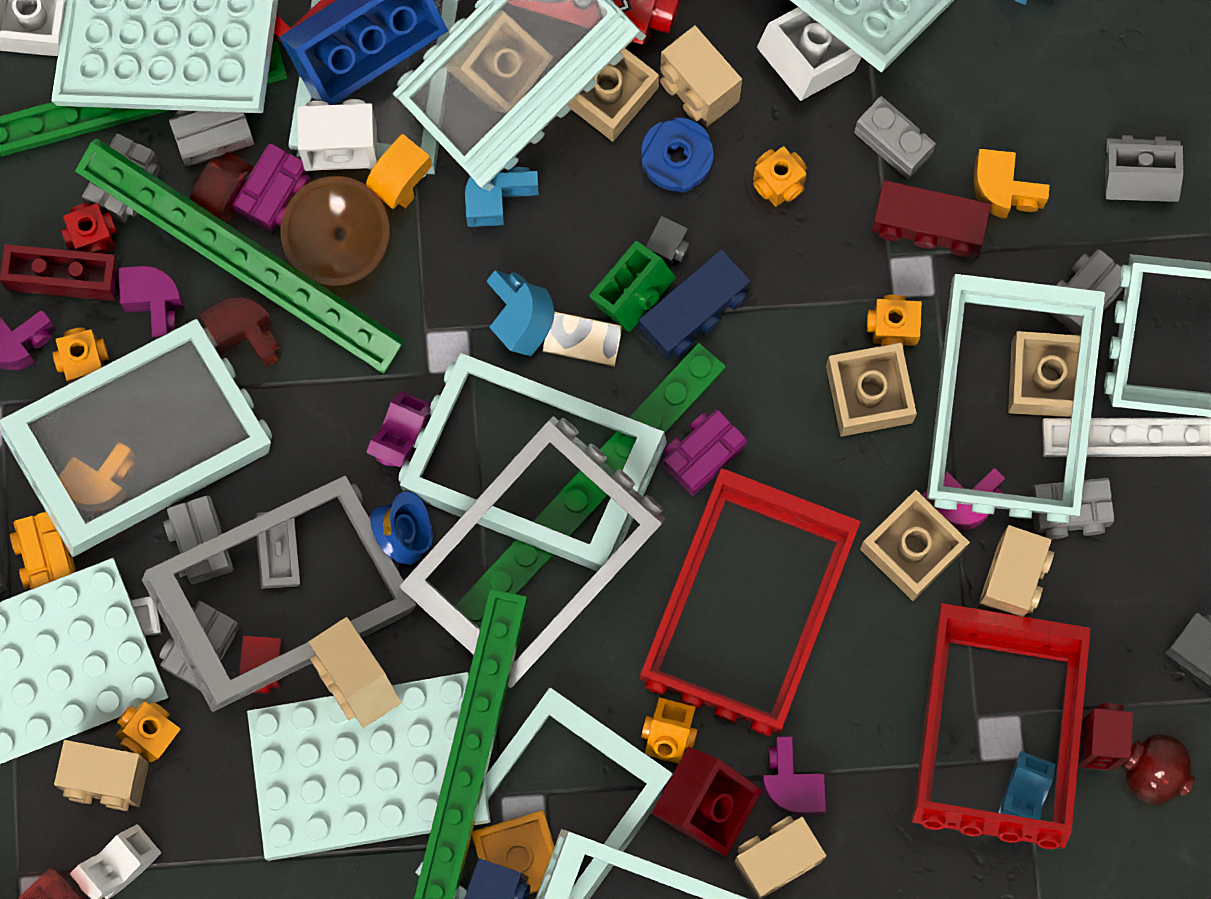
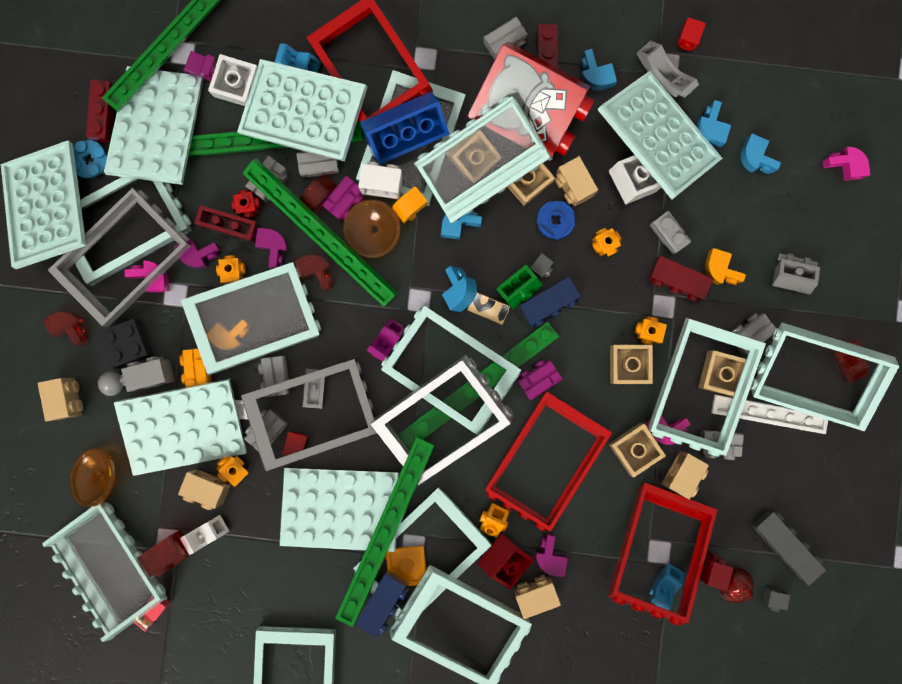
camera: 15 degrees right, 10 degrees up
(352, 673) = (339, 465): tan brick -> none
(403, 528) = (378, 391): blue piece -> none

